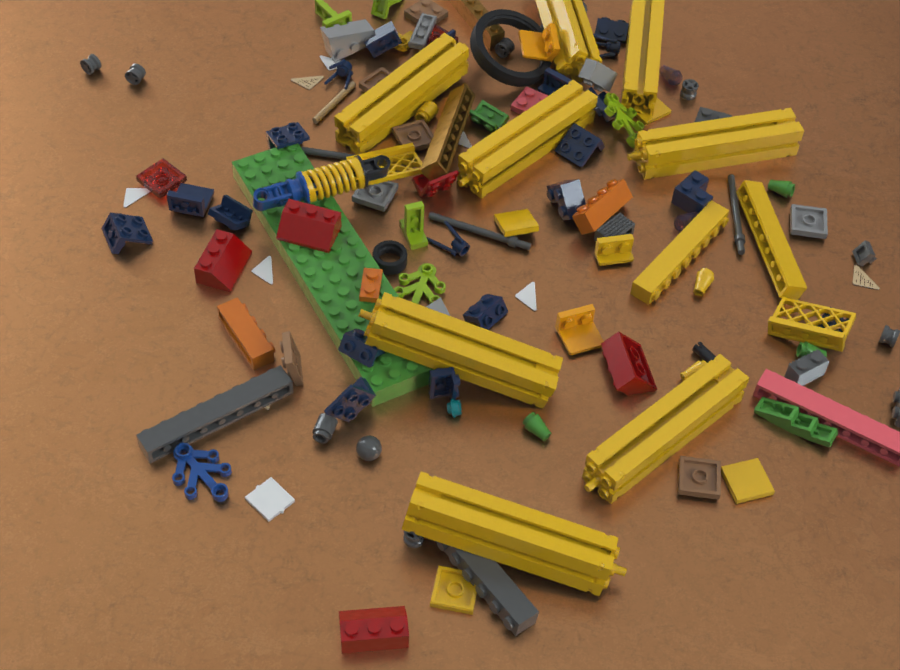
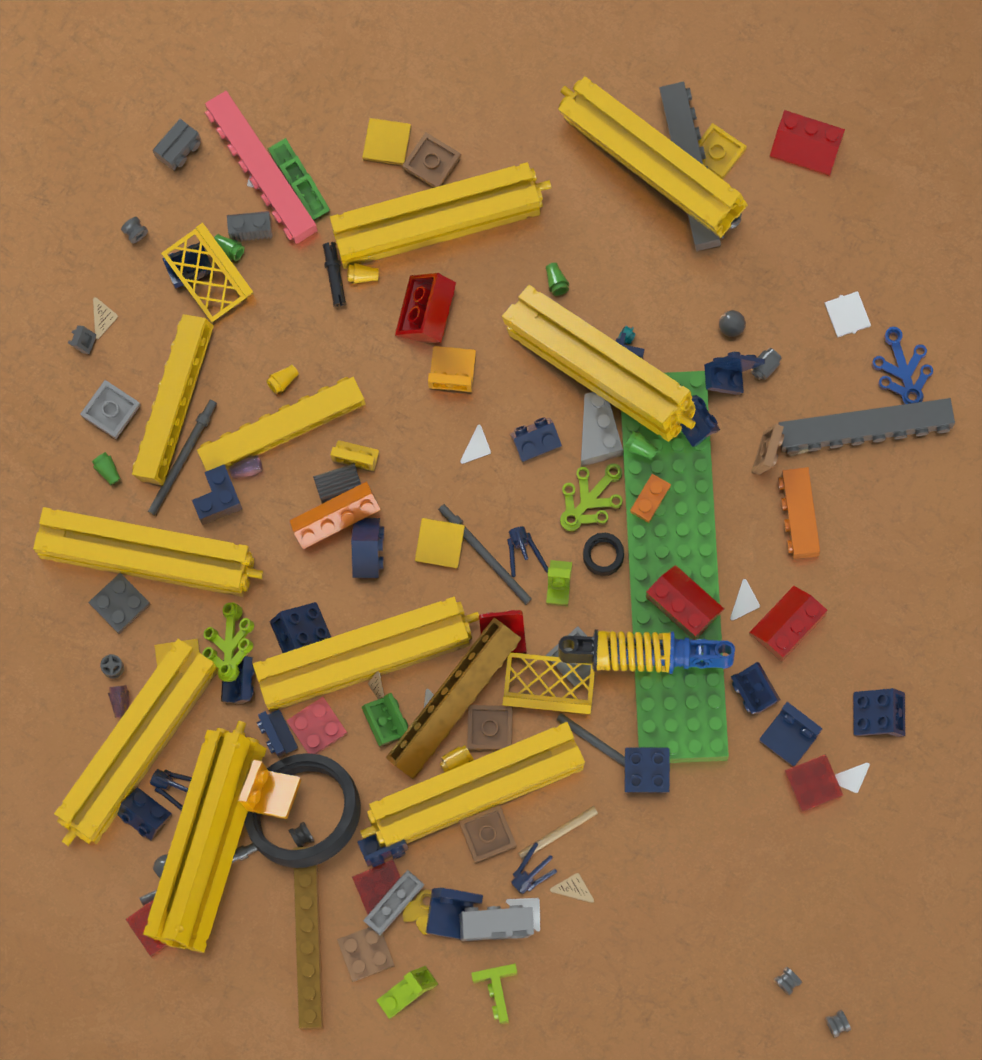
camera: 145 degrees left, 25 degrees up
(597, 75) = (227, 708): light grey brick -> none

